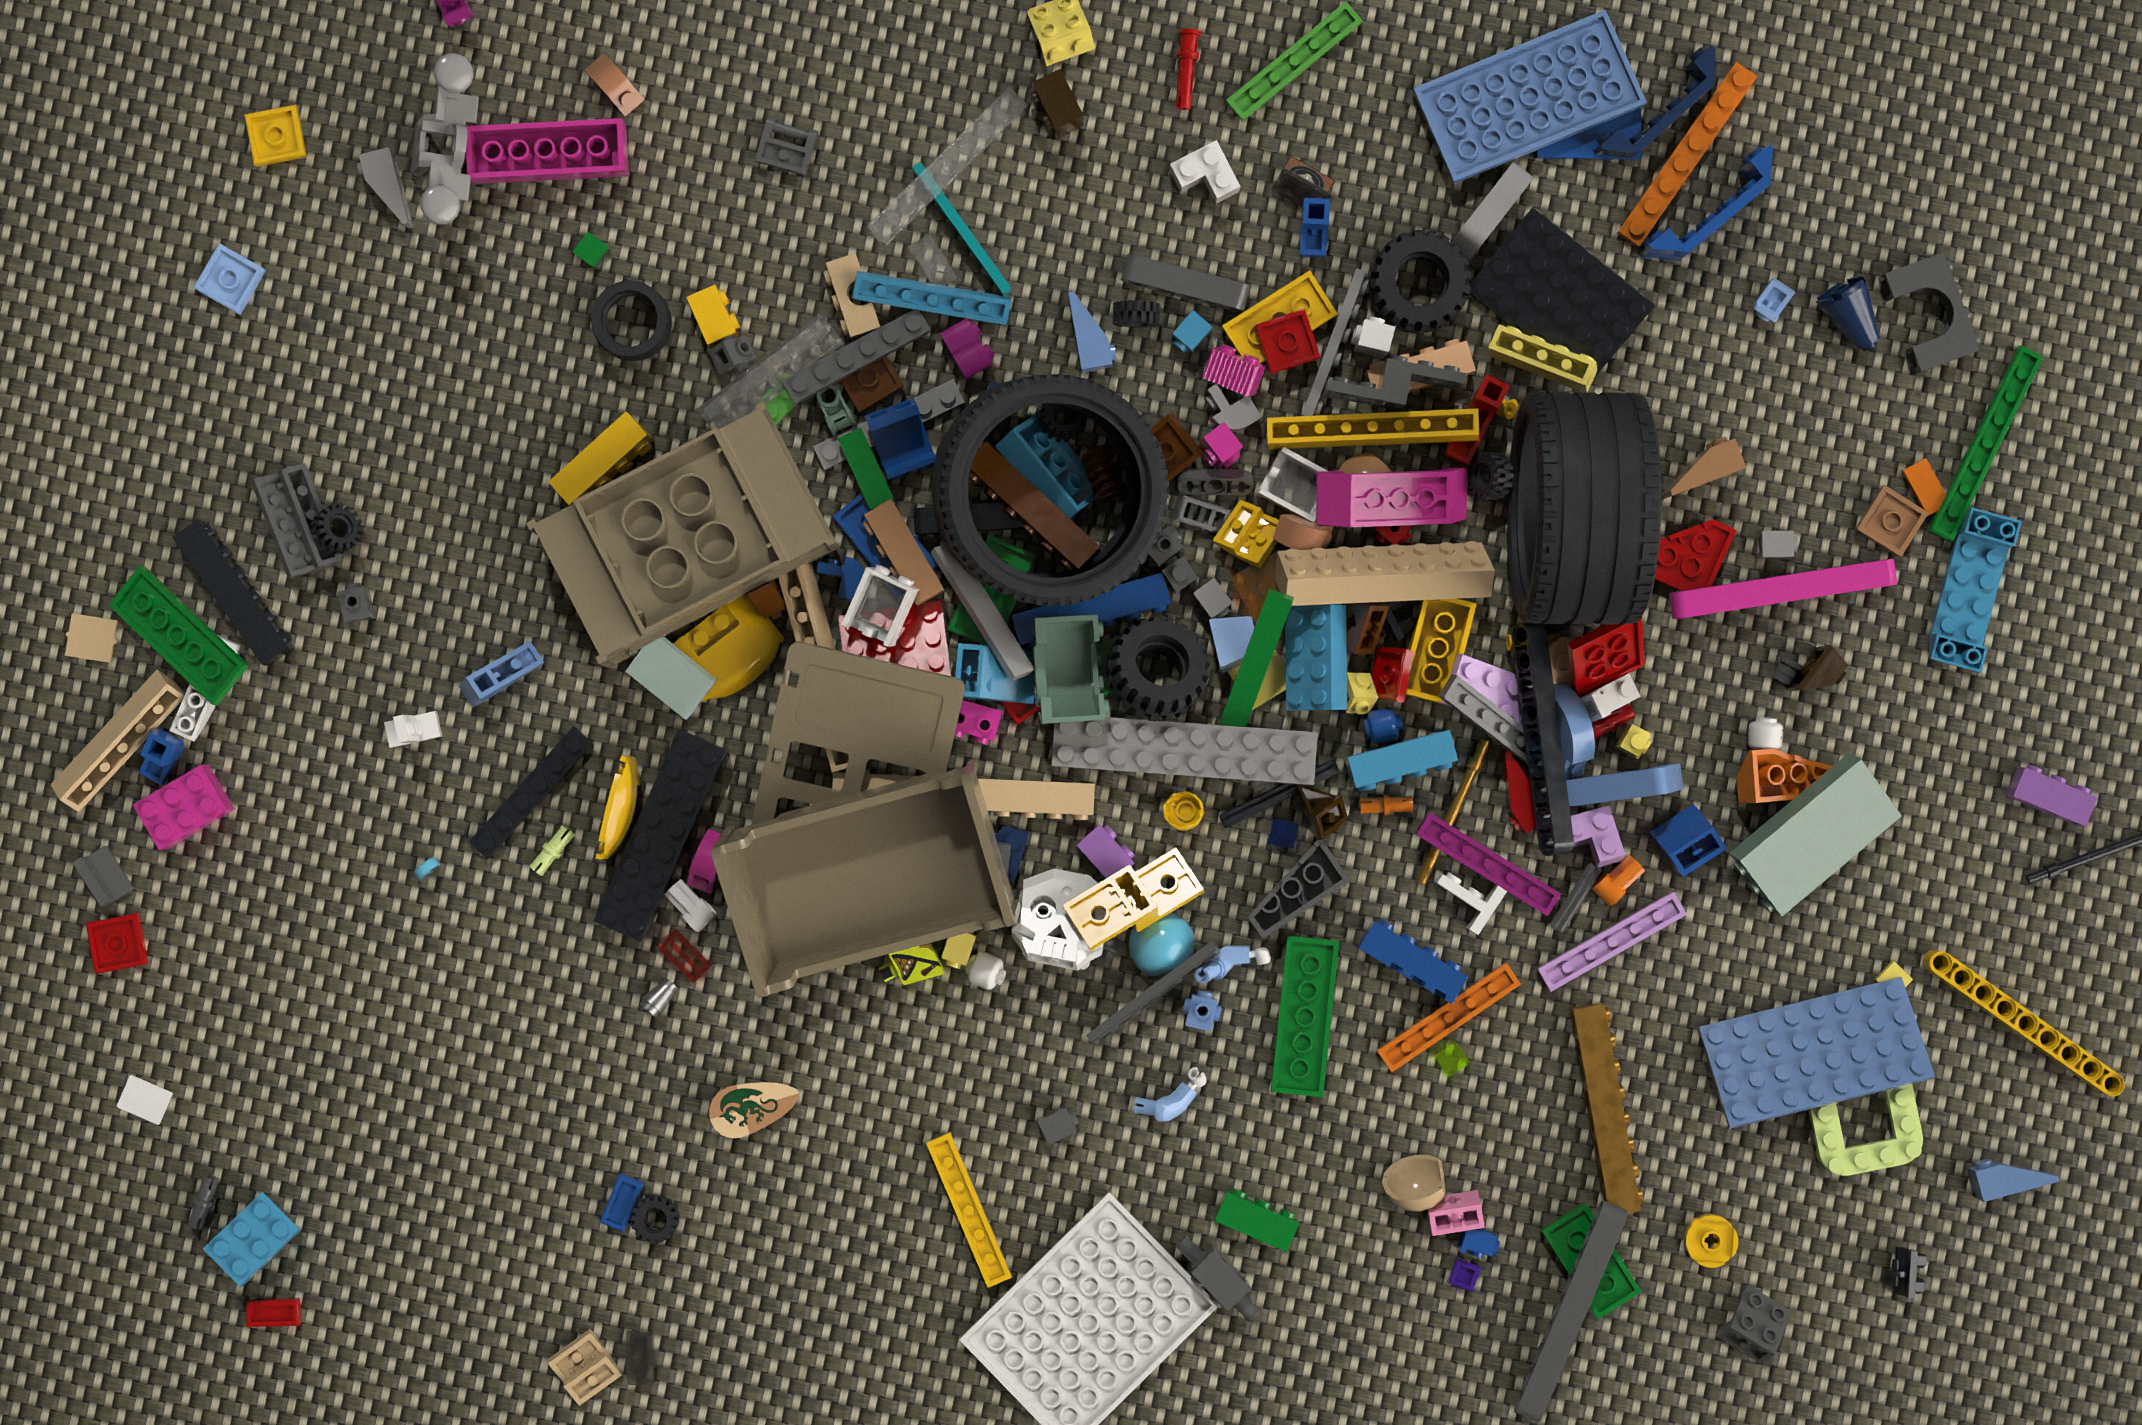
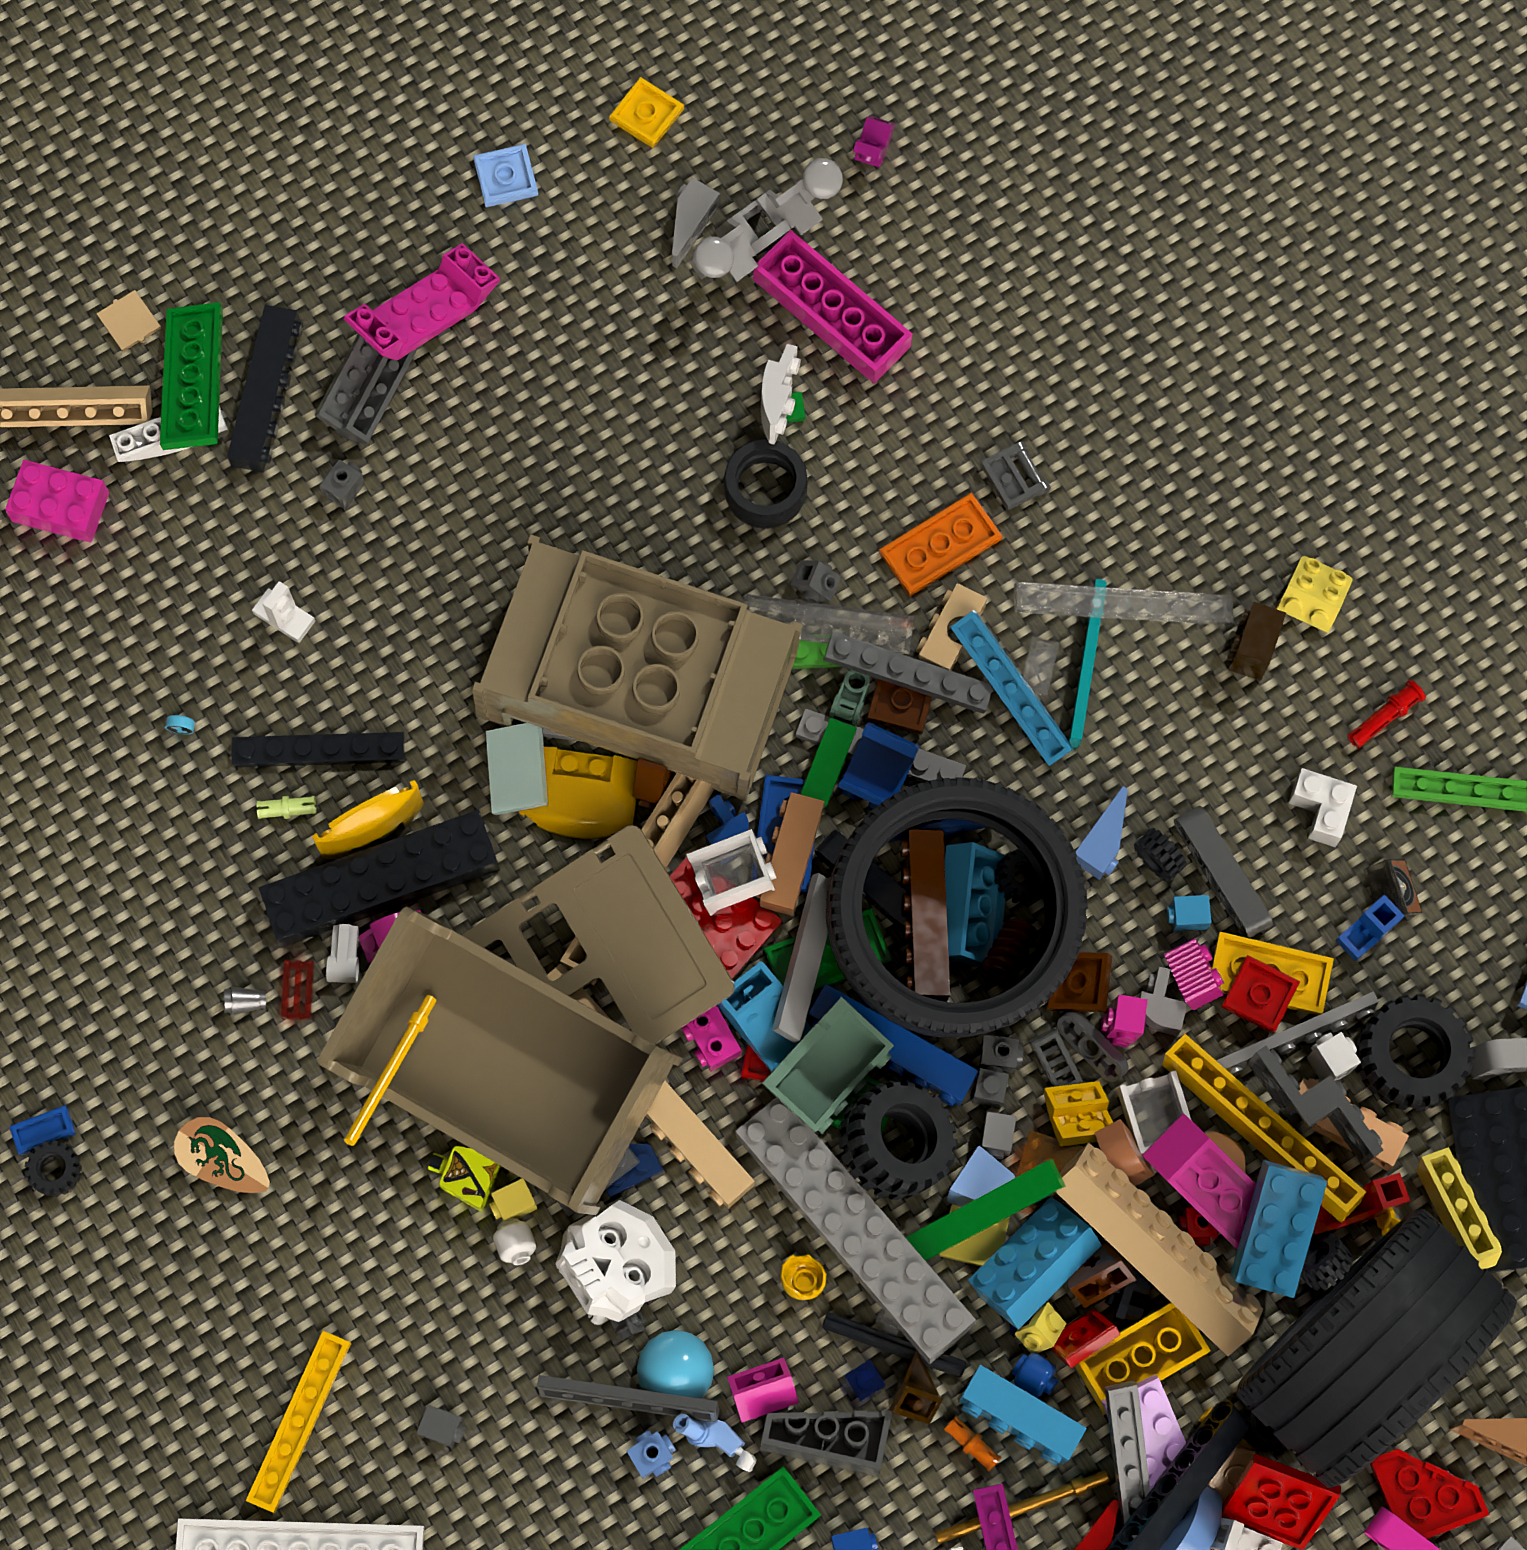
camera: 45 degrees right, 15 degrees down
(160, 755) = (86, 446): blue brick -> none
(279, 429) = (426, 306): none -> dark pink slope
(327, 538) = (402, 415): black tyre -> none
(500, 674) = (390, 639): medium blue slope -> none
(576, 252) = (777, 392): none -> white slope
(603, 459) = (656, 554): yellow brick -> none
(614, 84) = (932, 310): nougat brick -> none
(712, 314) = (832, 537): yellow brick -> none
(785, 244) = (940, 544): none -> orange tile
(787, 906) = (416, 1024): none -> yellow bar
(967, 348) = (1000, 752): magenta brick -> none
(1105, 852) = (706, 1247): medium lavender brick -> none
(1133, 899) = (690, 1302): bracket -> none
(1172, 1105) = (550, 1509): light blue arm -> none
(1229, 904) = (762, 1389): none -> dark pink brick
(1447, 487) = (1278, 1228): none -> dark azure brick

